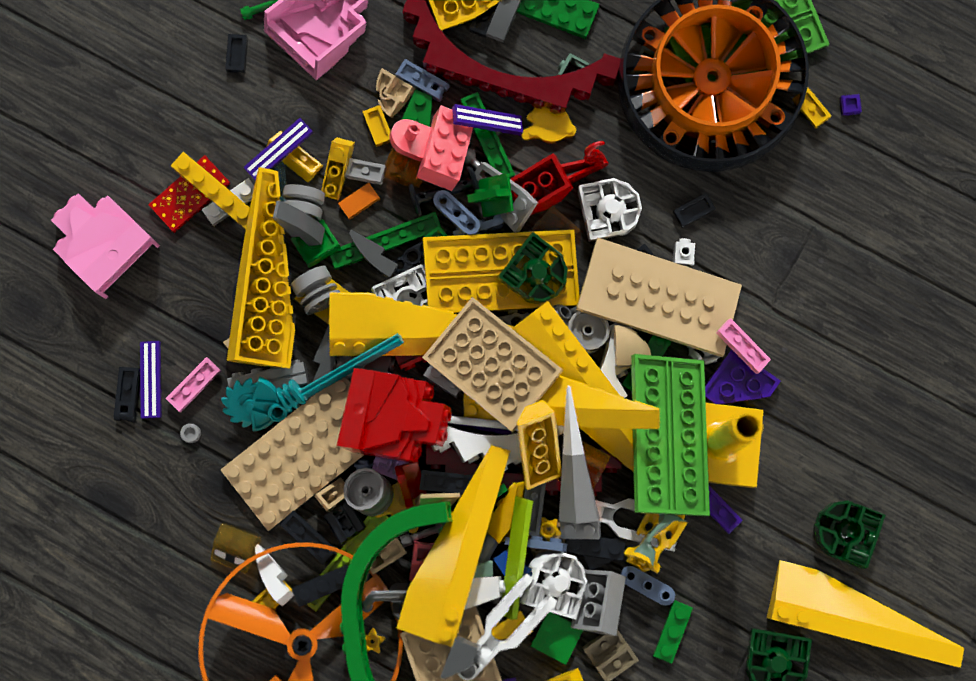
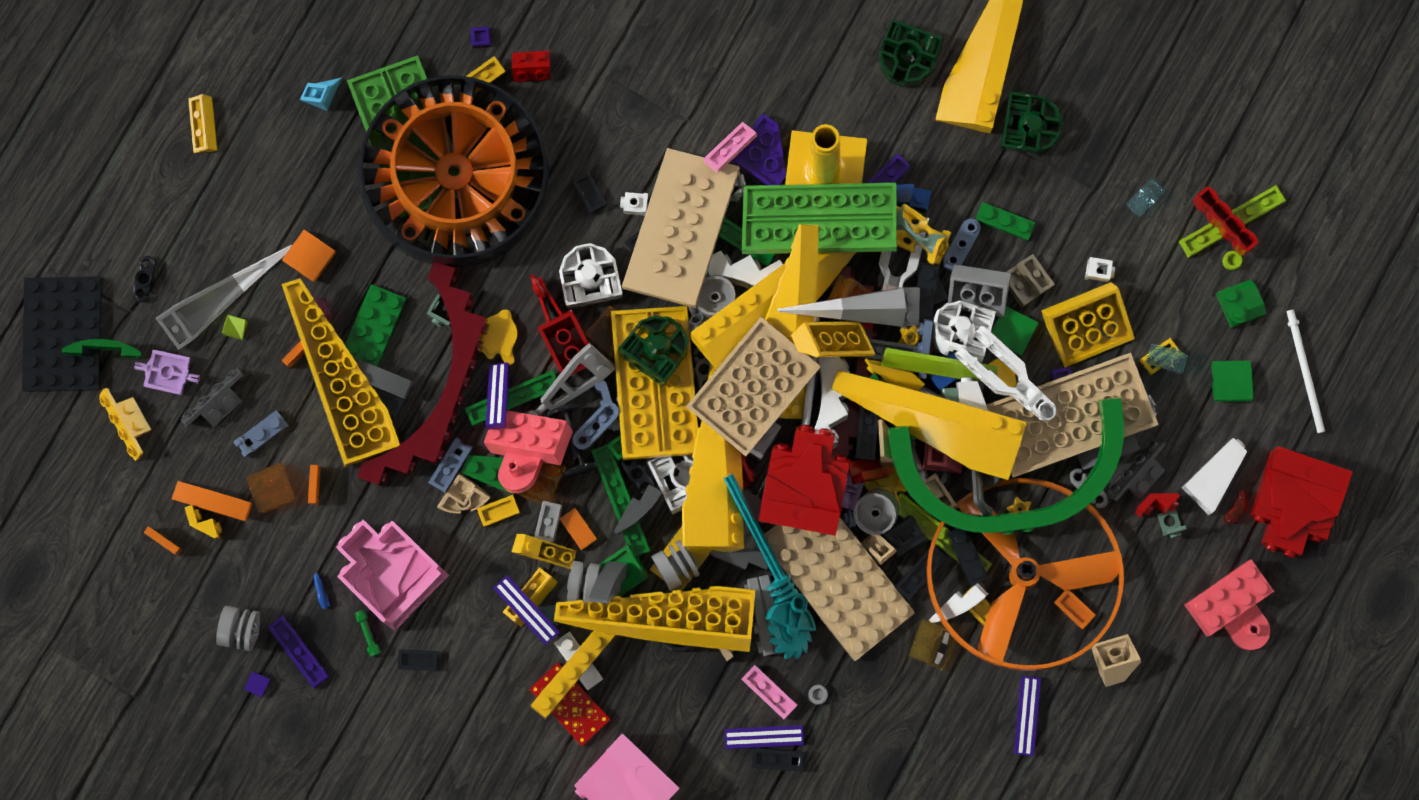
camera: 90 degrees left, 0 degrees up
(160, 644) = (1027, 716): none -> dark purple tile
(461, 657) = (1035, 413): dark grey slope -> none
(494, 195) = (578, 387): green bracket -> none
(627, 344) = (730, 257): tan brick -> none
(696, 534) = (913, 197): none -> blue slope
(822, 152) = (531, 66): none -> red bracket

